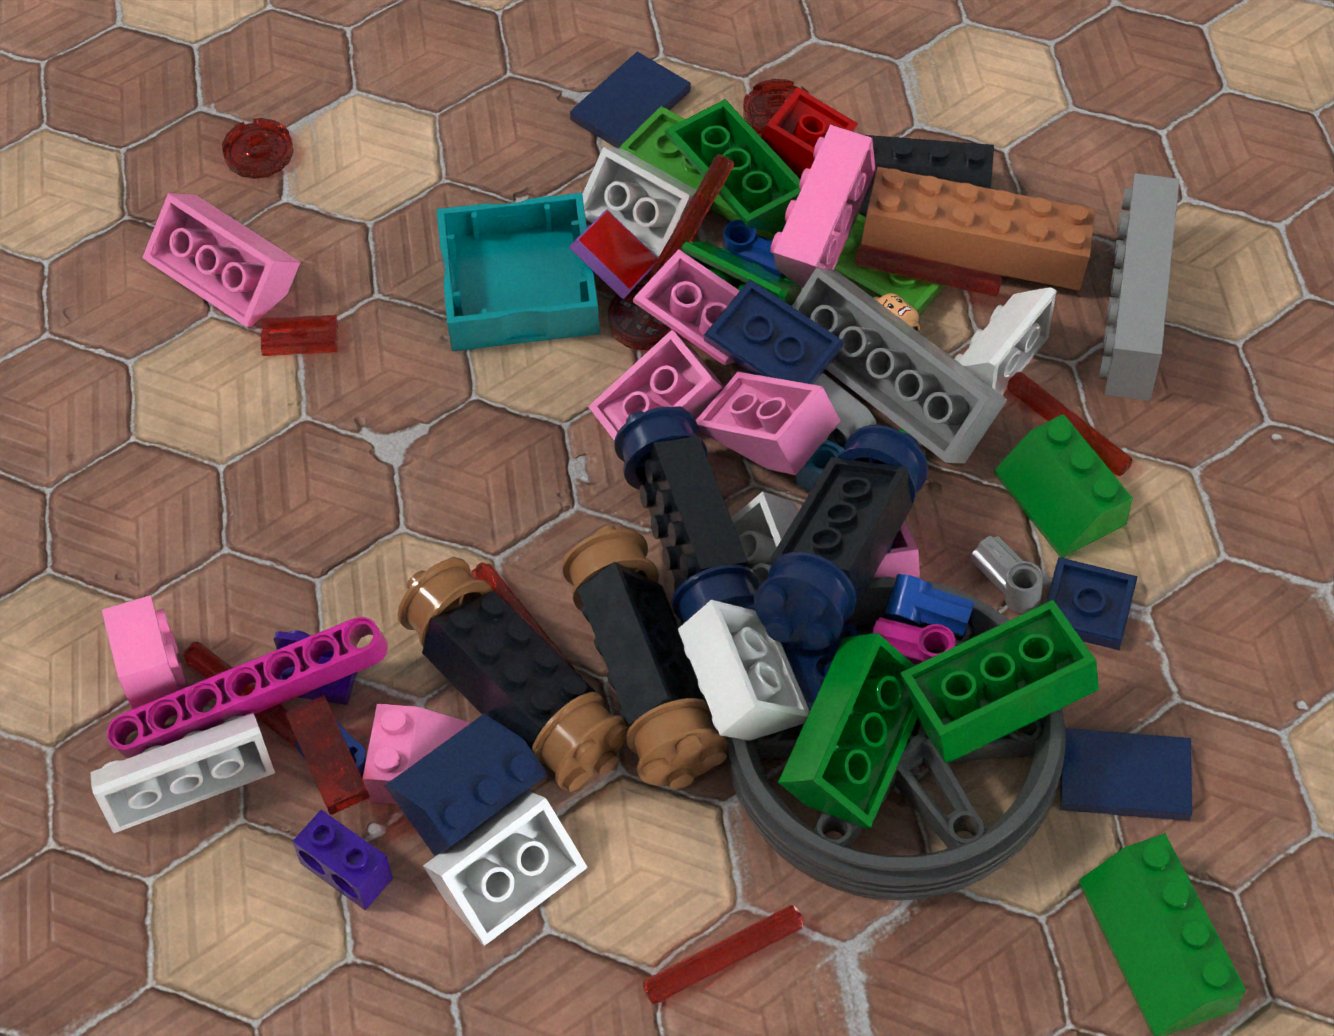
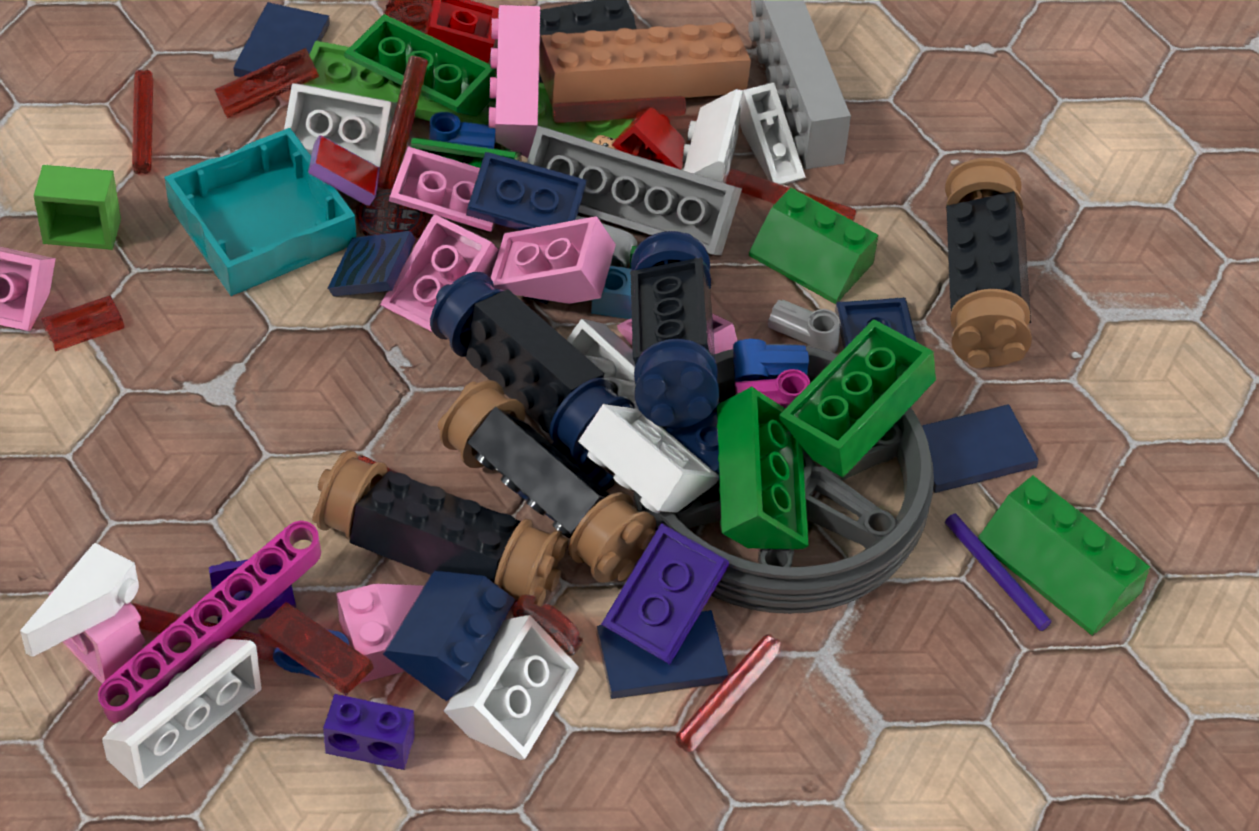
camera: 30 degrees left, 5 degrees down
(121, 628) = (83, 599): none -> white slope
(343, 215) = (77, 207): none -> bright green piece
(457, 143) = (142, 122): none -> clear red axle
(566, 813) = (552, 621): none -> clear red tile
(590, 137) = (266, 83): none -> clear red tile
(596, 361) = (372, 264): none -> dark blue tile
(676, 885) = (636, 672): none -> dark blue tile
(699, 824) = (665, 593): none -> dark purple tile
(943, 316) = (653, 139): none -> red torso
(1078, 346) = (769, 134): none -> white slope
(1083, 927) = (998, 572): none -> dark purple bar
(1242, 569) = (987, 263): none -> brick

